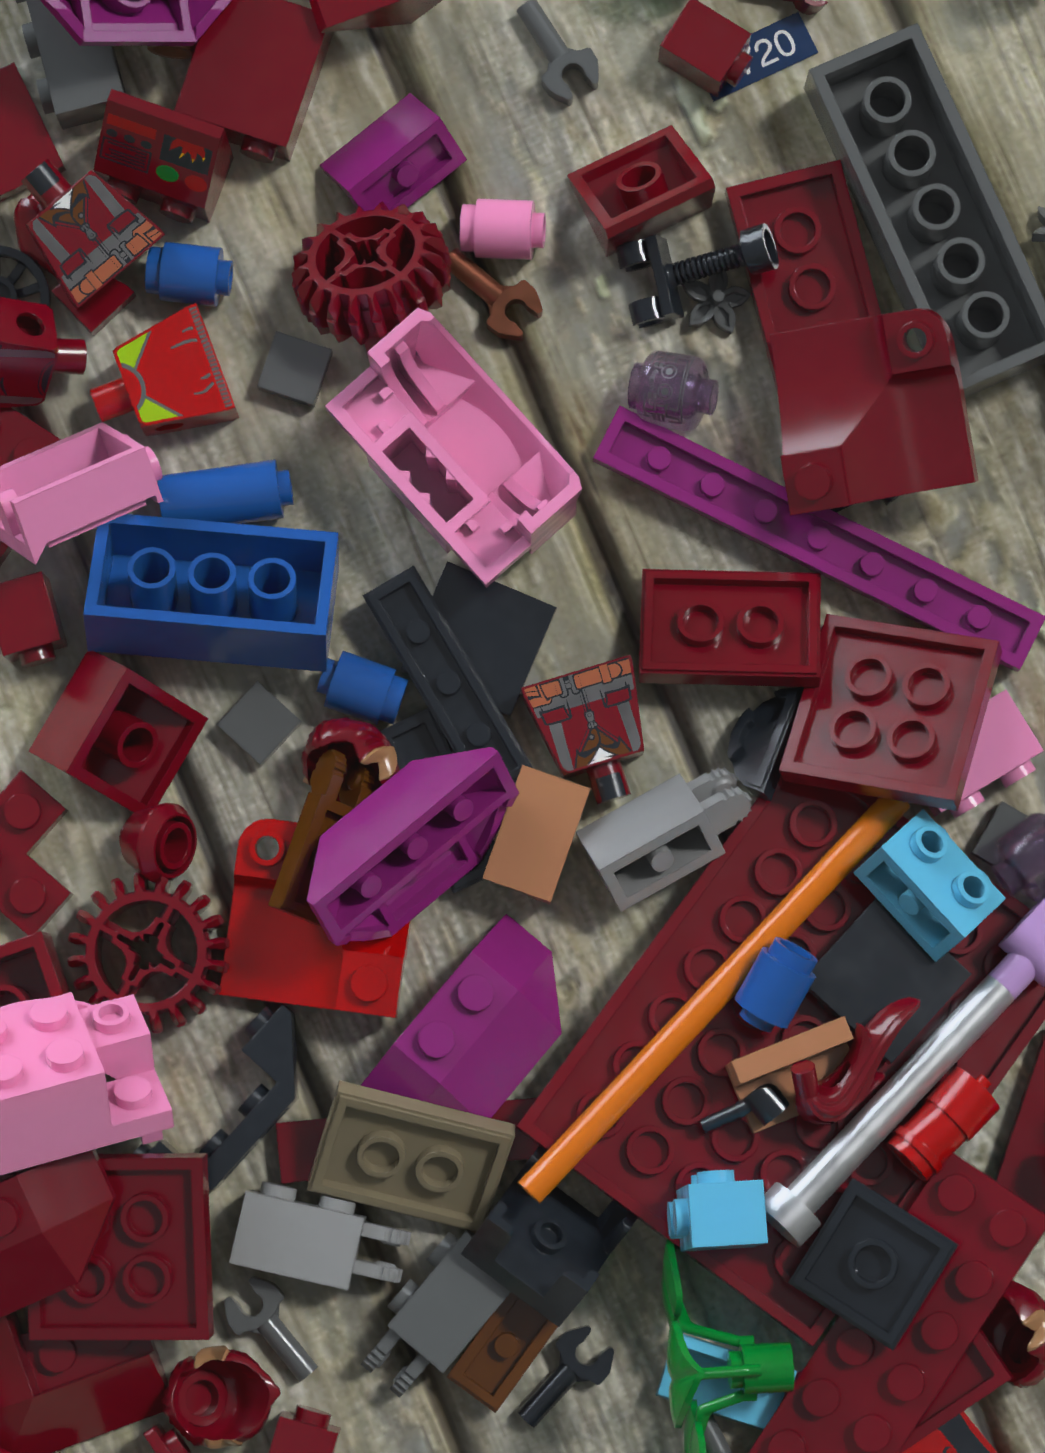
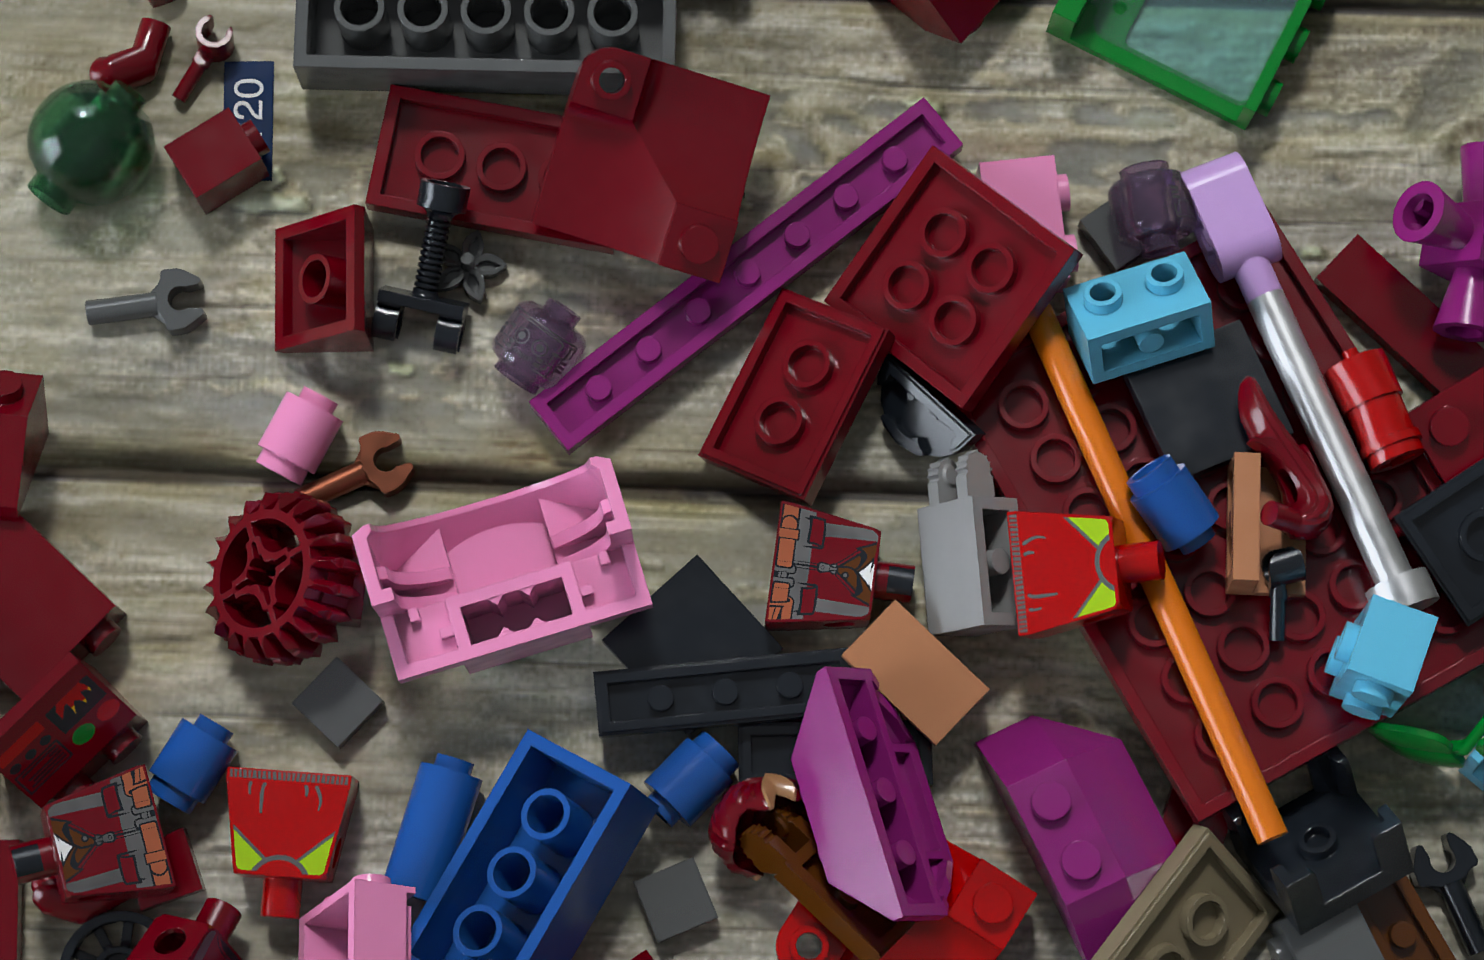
camera: 70 degrees left, 5 degrees down
(395, 157) = (175, 507): magenta panel -> none
(681, 925) = (1075, 570): none -> red torso

